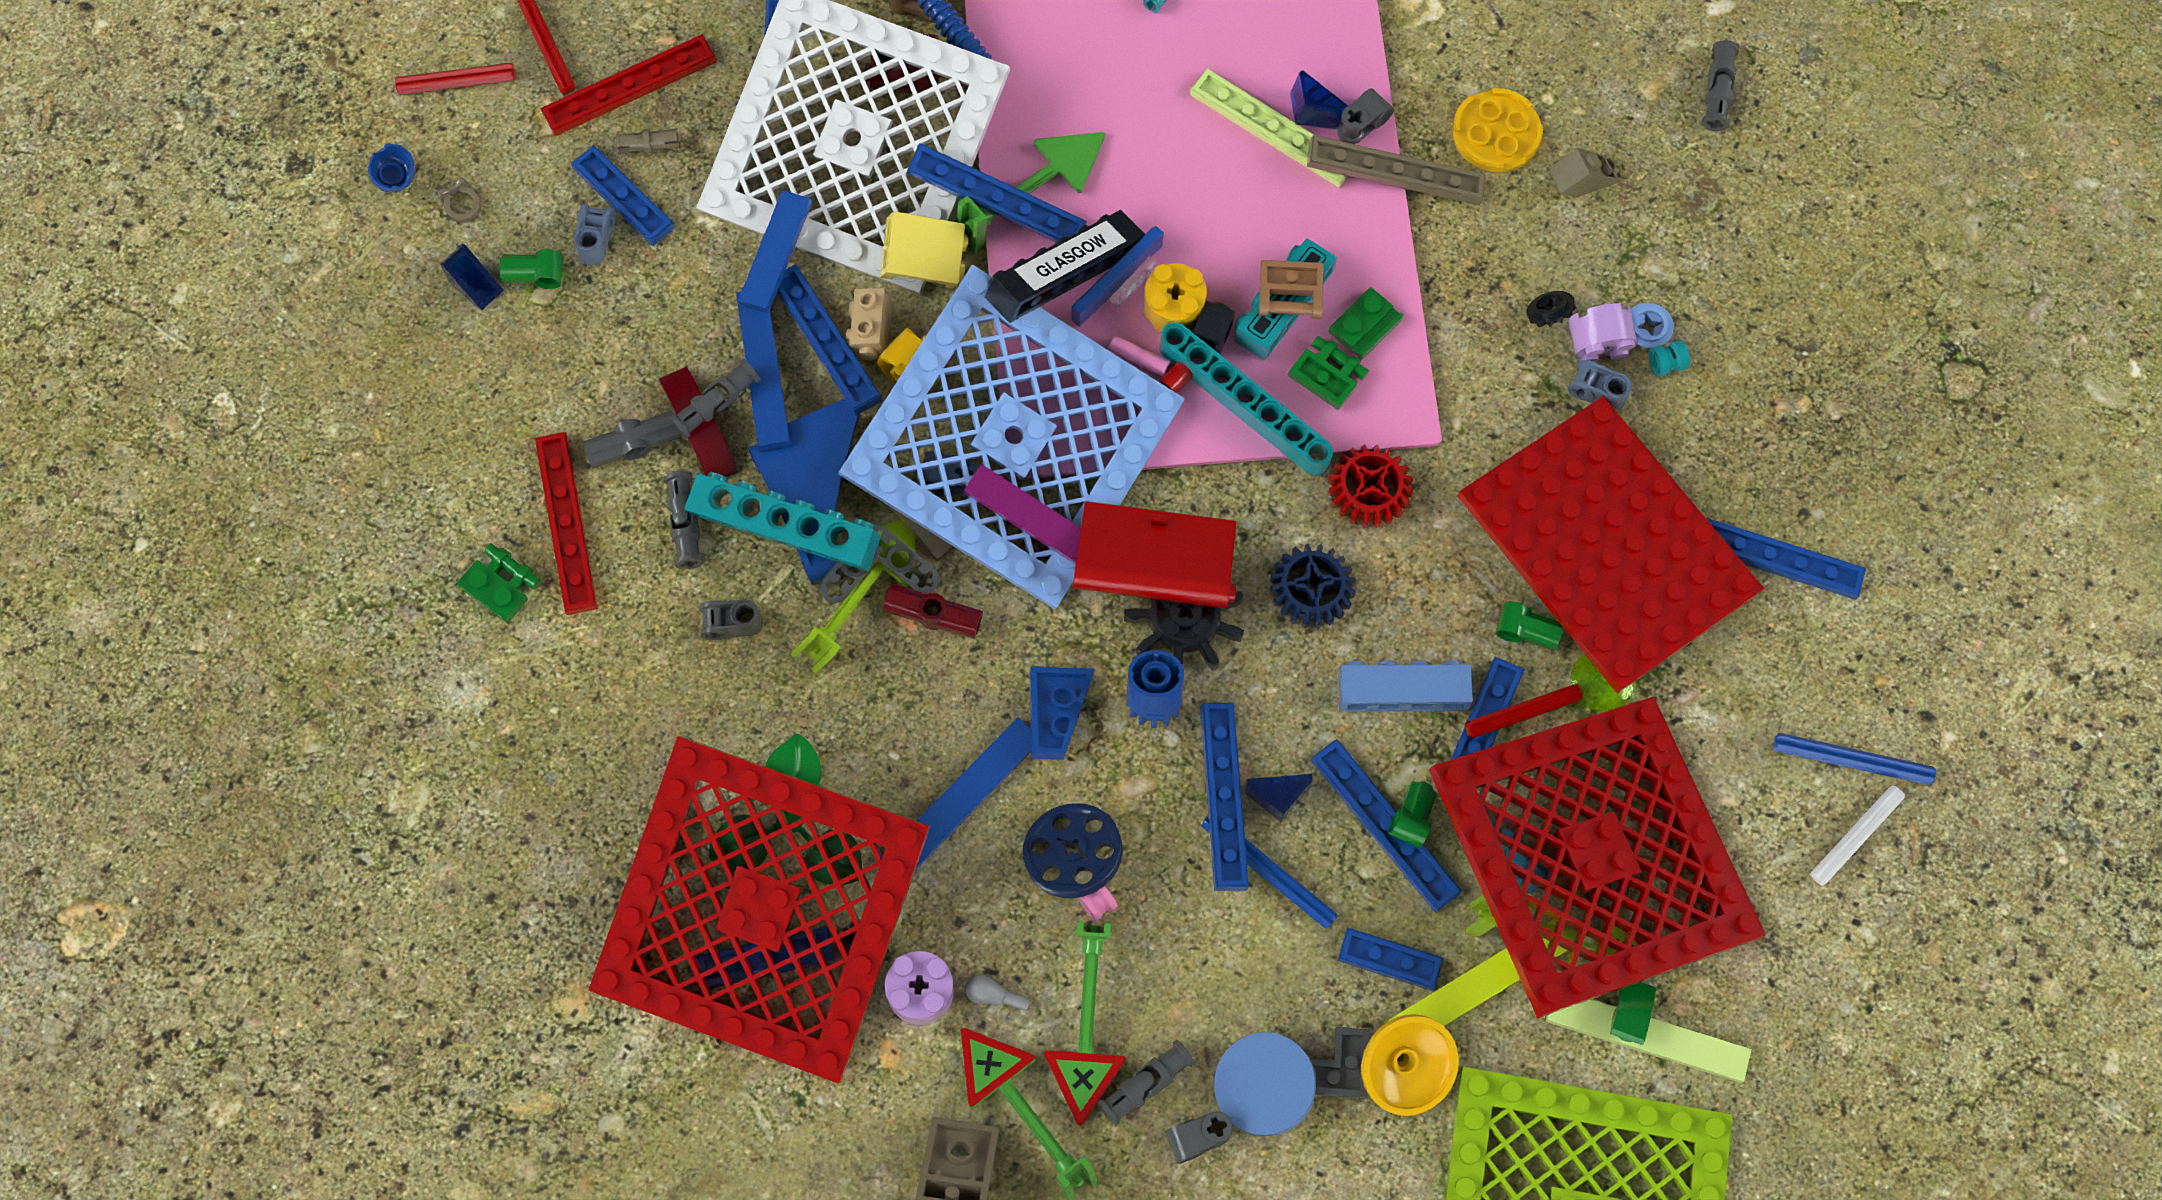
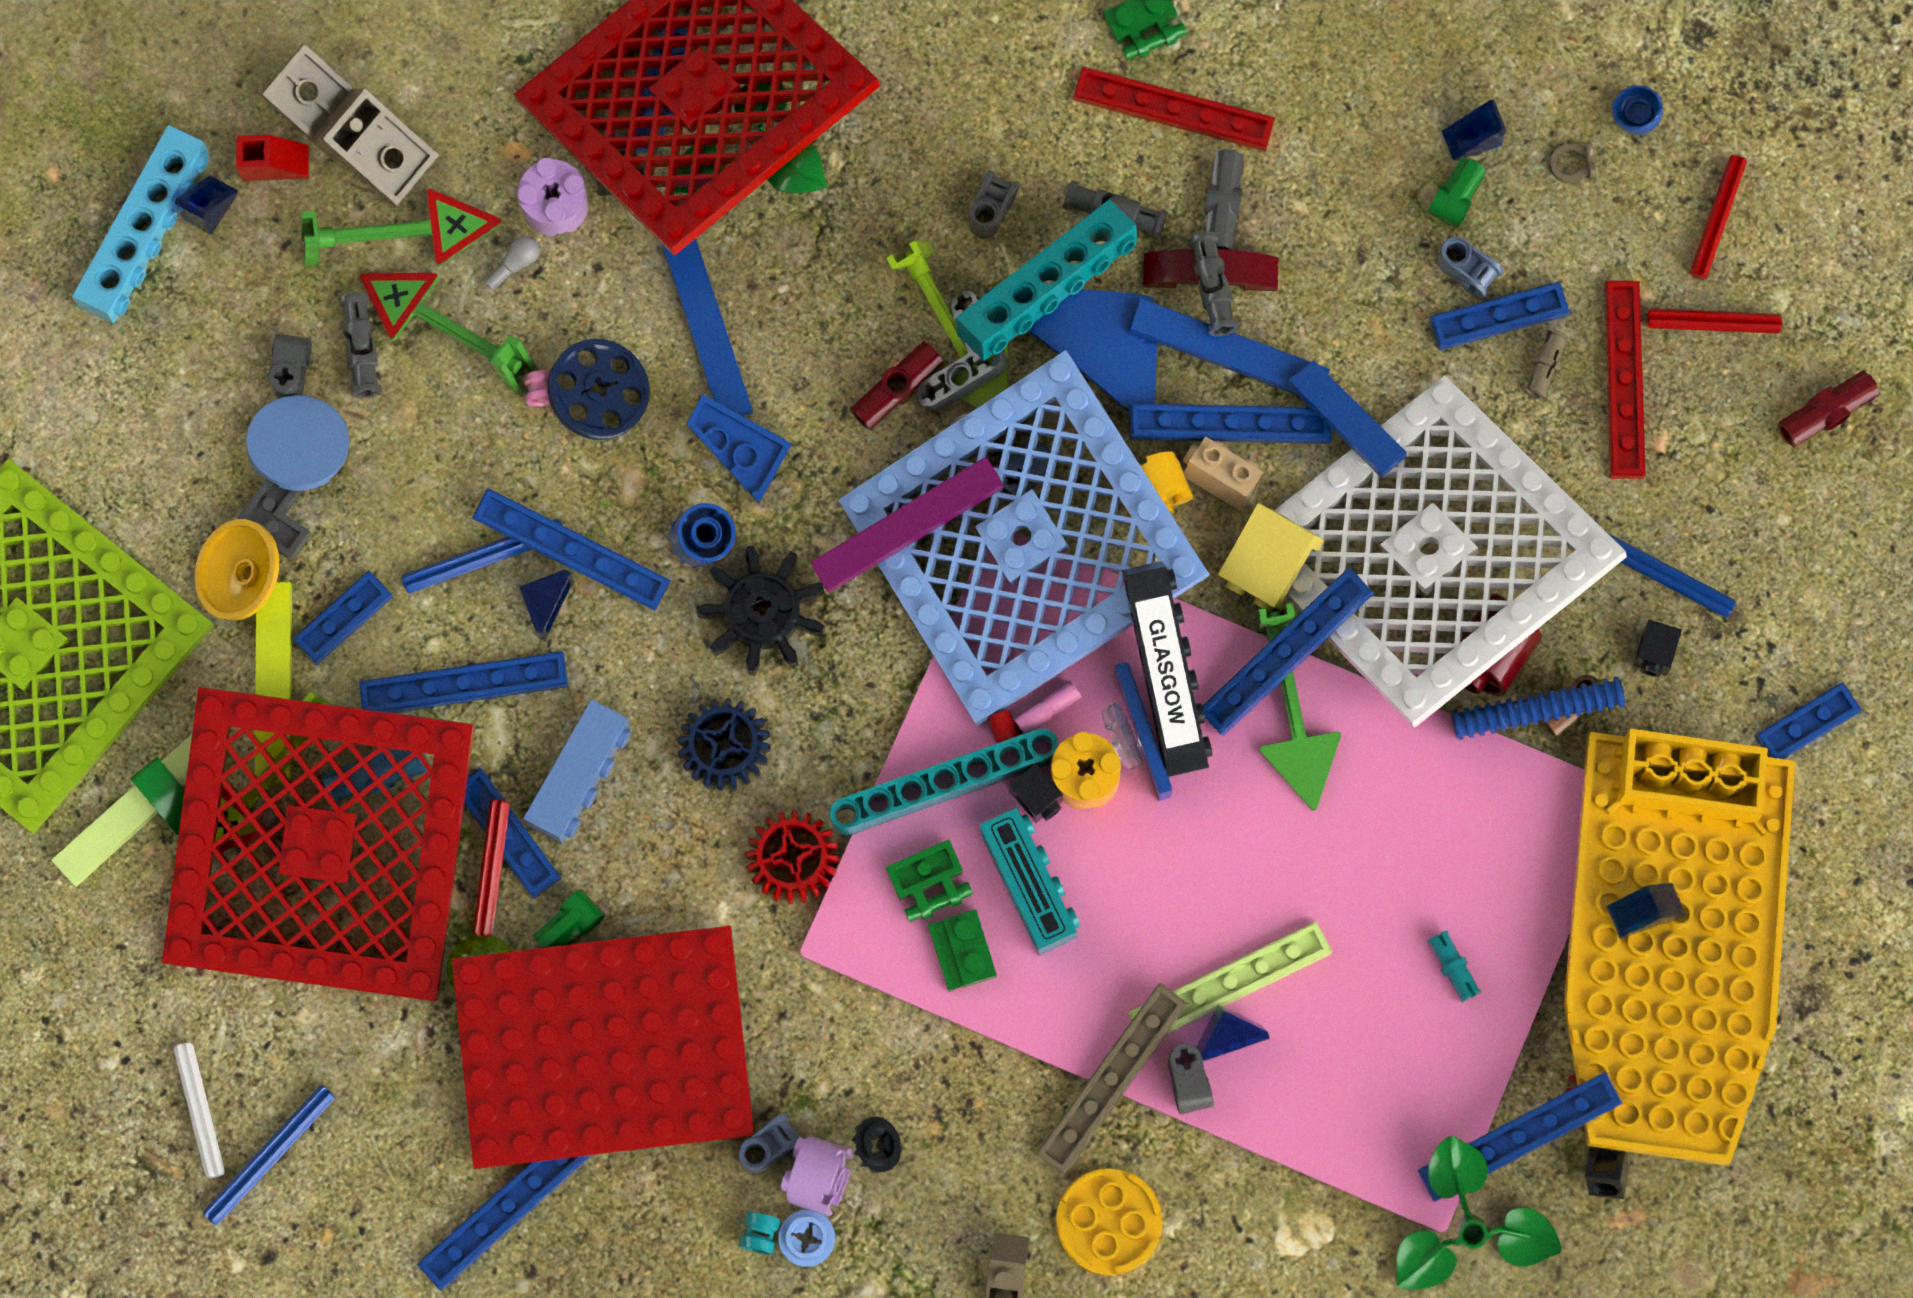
camera: 125 degrees right, 5 degrees up
(1156, 555) = (812, 610): red door -> none
(1291, 279) = (1033, 883): medium nougat plate -> none
(1411, 820) = (447, 698): green piece -> none

